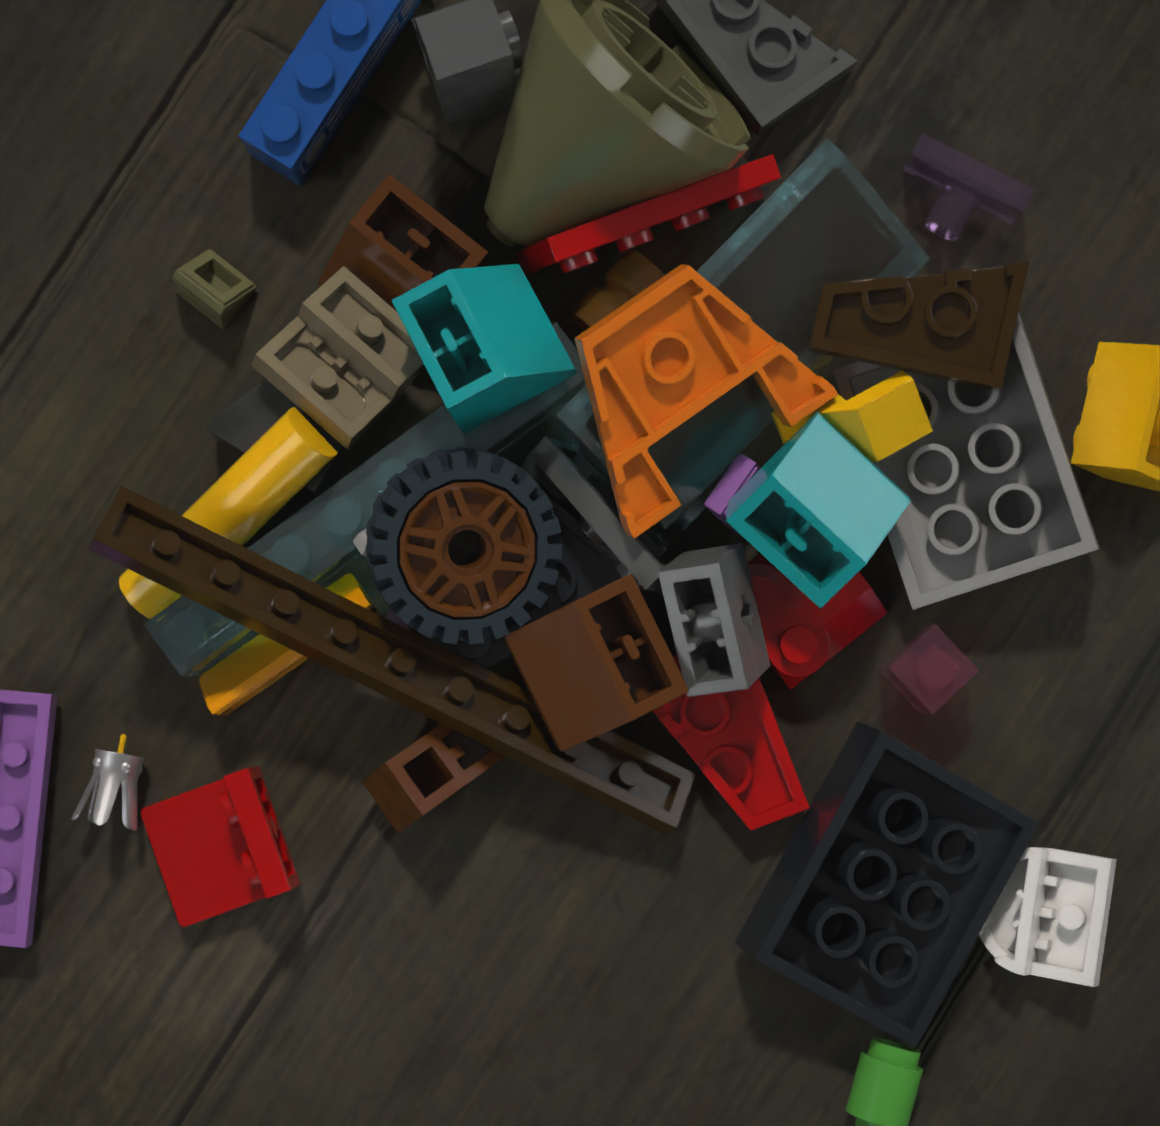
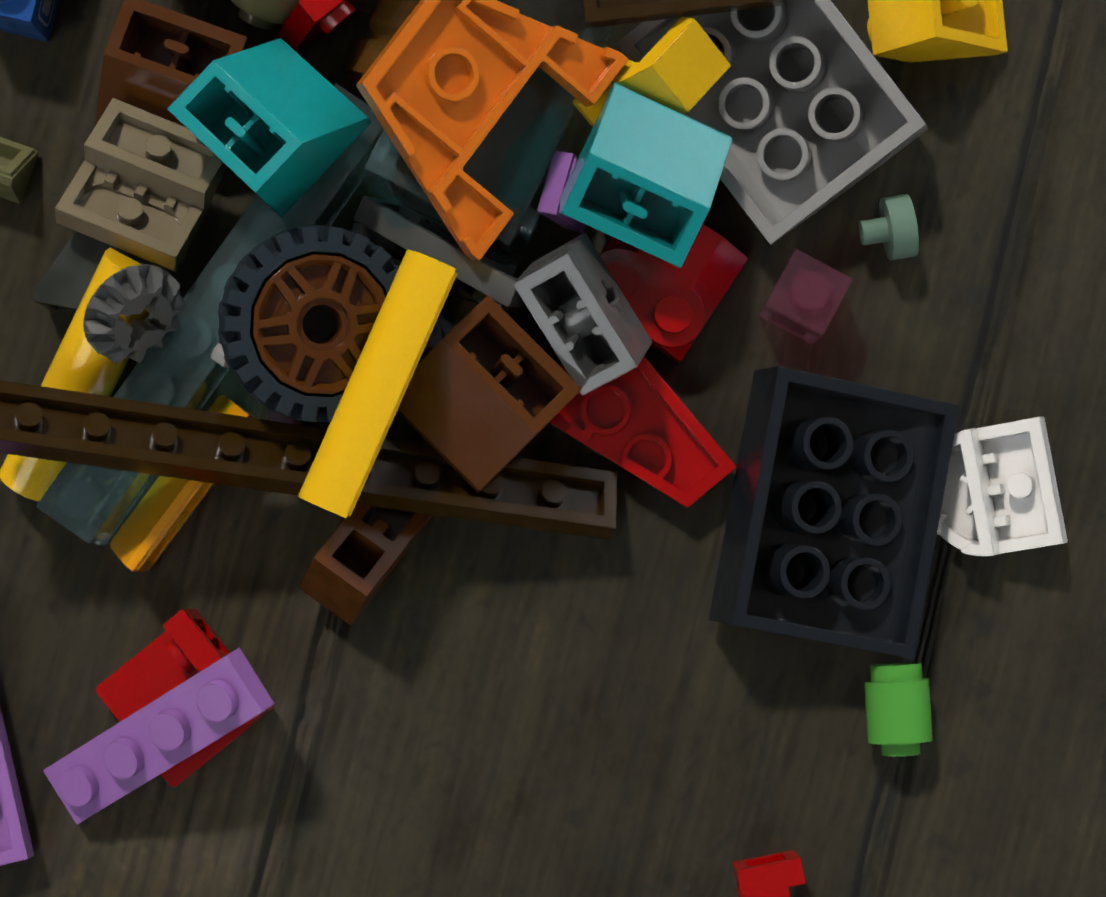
camera: 25 degrees left, 0 degrees up
(109, 772) = (51, 663): flat silver piece -> none
(185, 877) = (159, 736): none -> medium lavender plate
(295, 461) = (127, 294): none -> dark grey gear
(500, 625) = (378, 383): none -> yellow brick
(1035, 631) = (894, 228): none -> sand green tile

